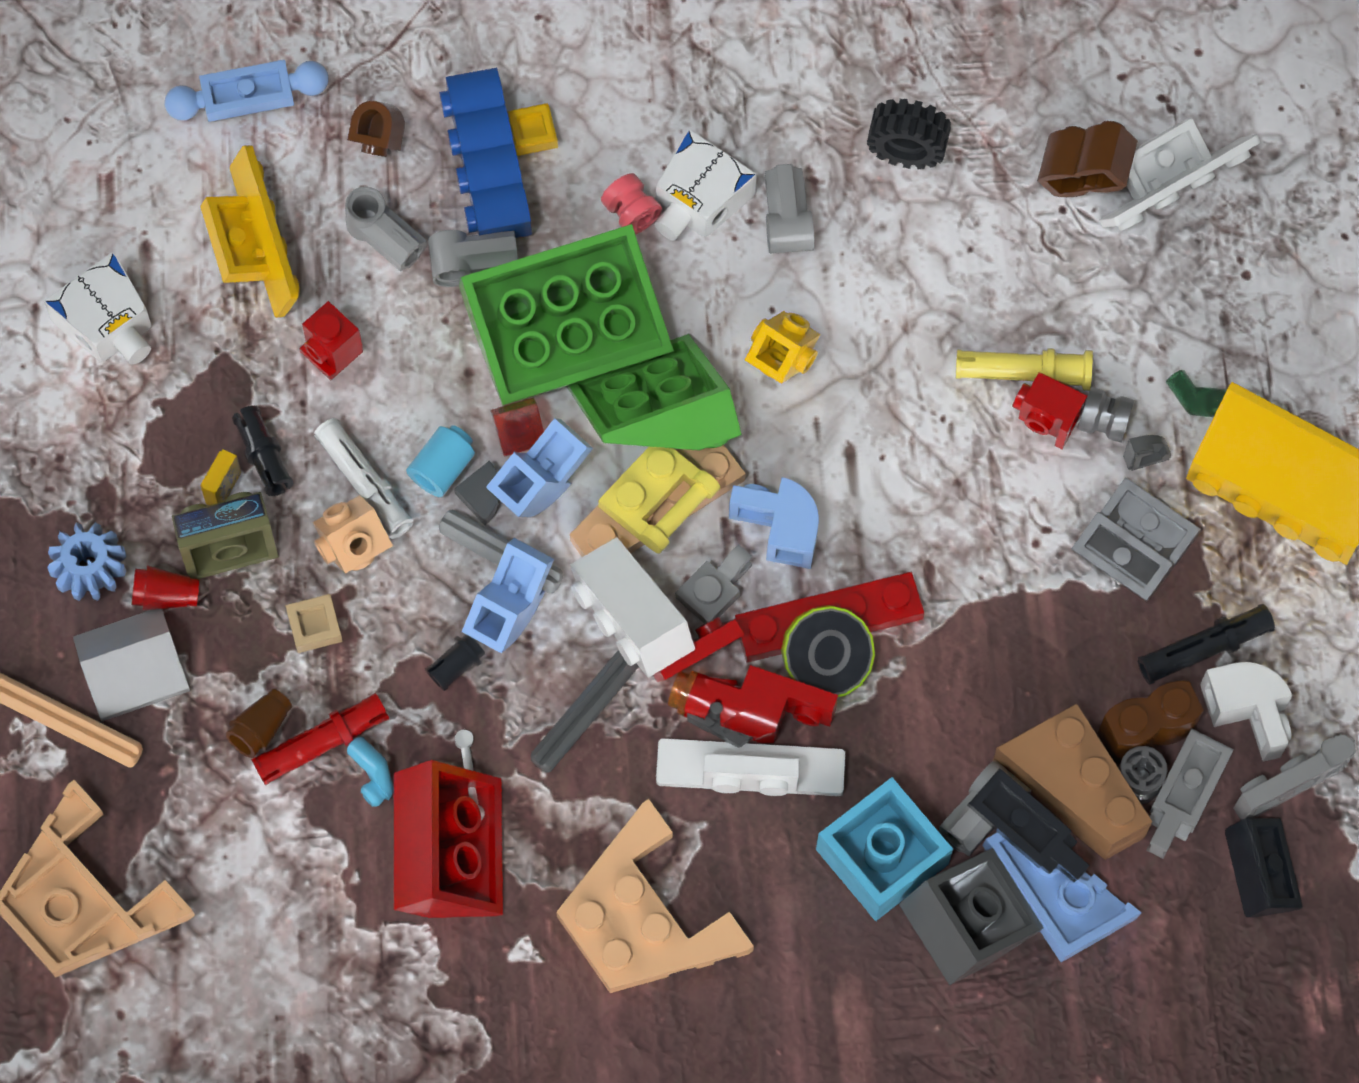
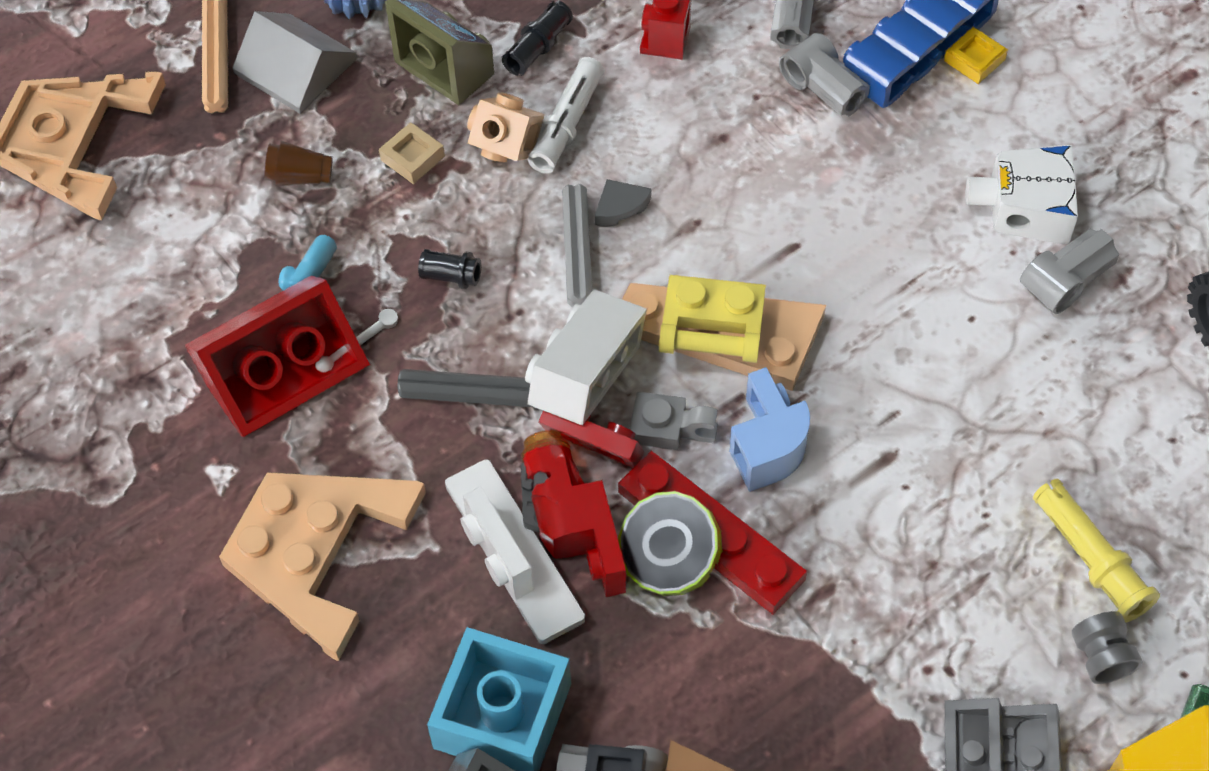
camera: 60 degrees right, 10 degrees down
(163, 589) = (367, 40): red cone -> none
(220, 478) = (491, 21): yellow tile -> none
(323, 737) = (315, 215): red pin -> none
(441, 460) = (623, 154): medium azure brick -> none
(511, 598) = (526, 271): light blue brick -> none
(517, 426) = (697, 189): clear red plate -> none
(539, 477) = (659, 229): light blue brick -> none
(565, 315) = (826, 158): bright green slope -> none
(630, 203) = (969, 152): coral wheel -> none
(661, 402) = (800, 270): bright green slope -> none
(783, 346) = (934, 333): yellow brick -> none
(1050, 408) = (1068, 591): red brick -> none
(1146, 451) = (1103, 710): dark grey tile -> none

